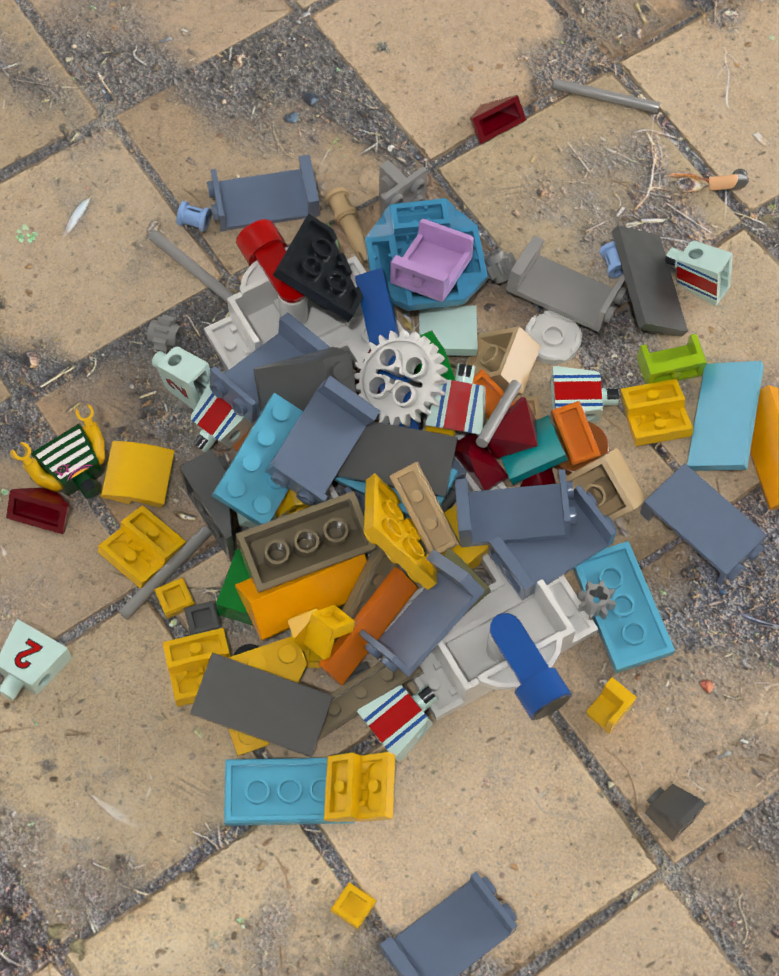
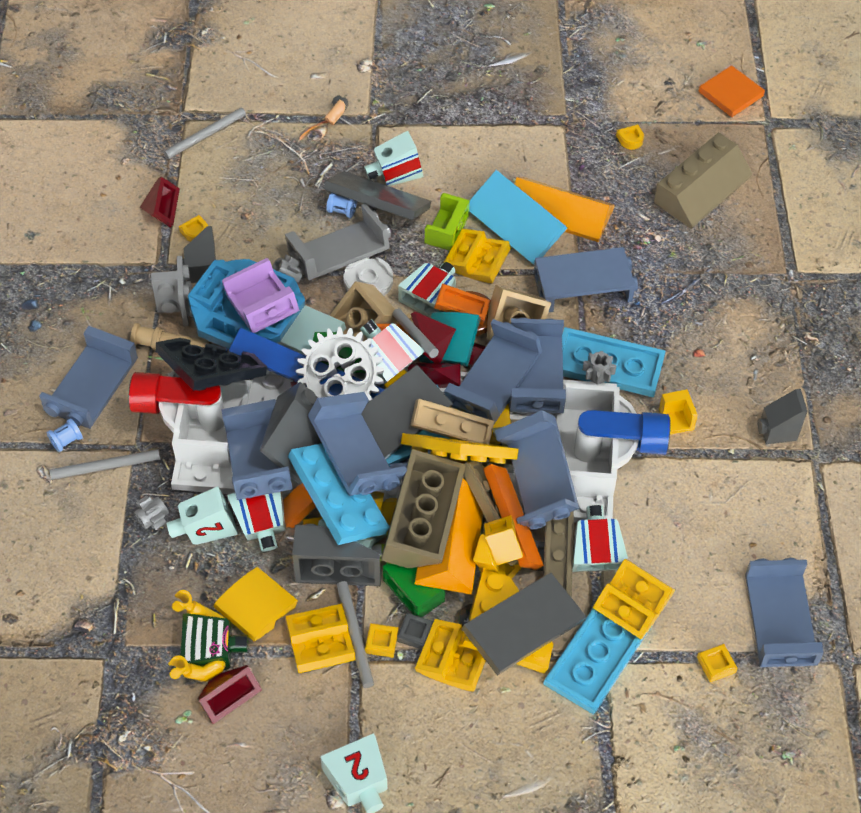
camera: 55 degrees left, 10 degrees down
(461, 185) = (200, 254): none -> dark grey slope
(490, 163) = (193, 227): none -> yellow tile

